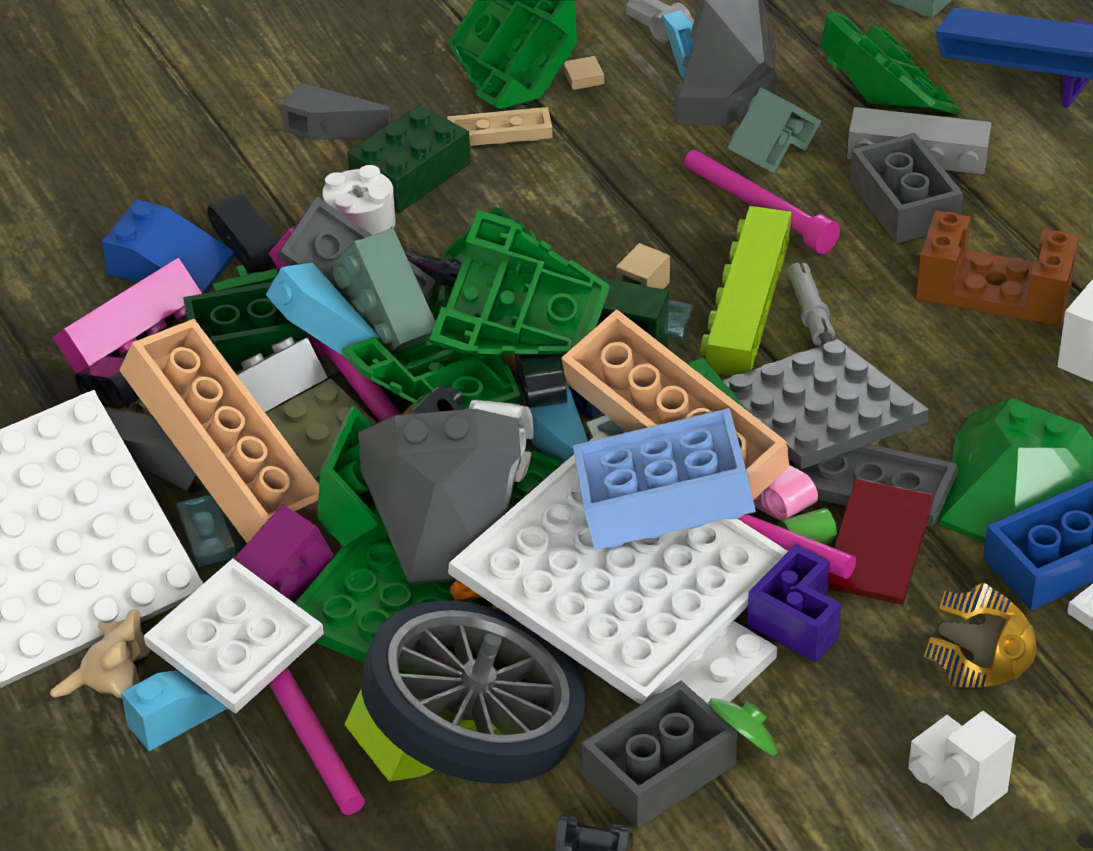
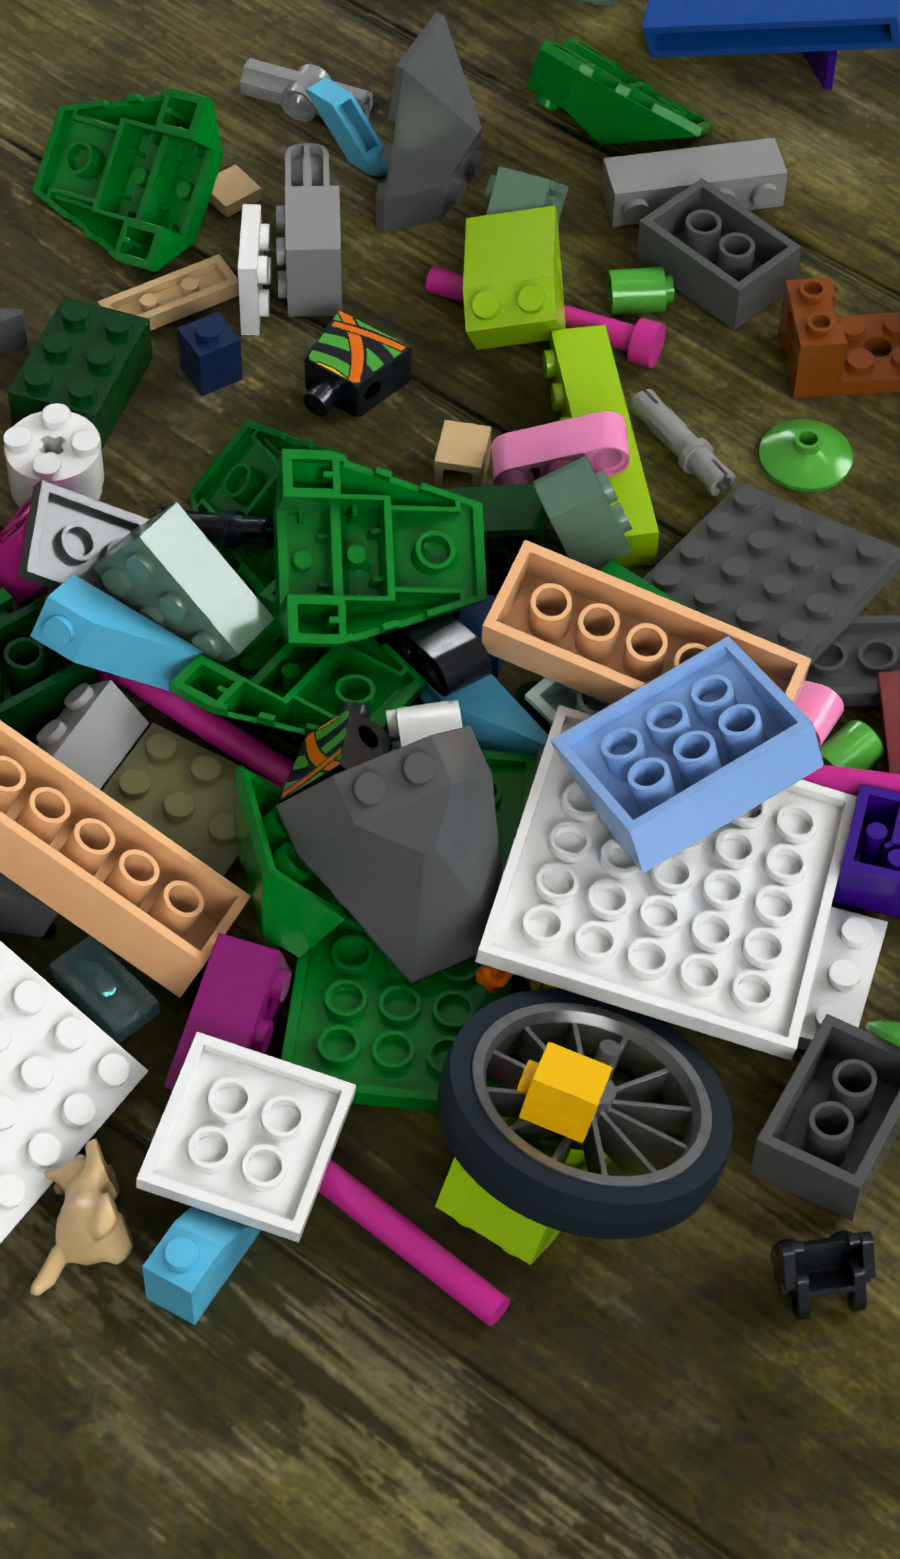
camera: 25 degrees left, 10 degrees up
(446, 659) = (563, 1091): none -> yellow brick
(504, 166) = (210, 353): none -> dark blue brick
(559, 119) = (253, 269): none -> white plate
(600, 199) = (354, 367): none -> black torso
(612, 108) = (311, 234): none -> light grey brick
(692, 317) = (582, 513): none -> sand green brick
(707, 280) = (539, 450): none -> bright pink beam
(739, 167) = (513, 278): none -> lime slope
(835, 199) = (638, 290): none -> bright green brick
(902, 337) = (805, 455): none -> bright green dish

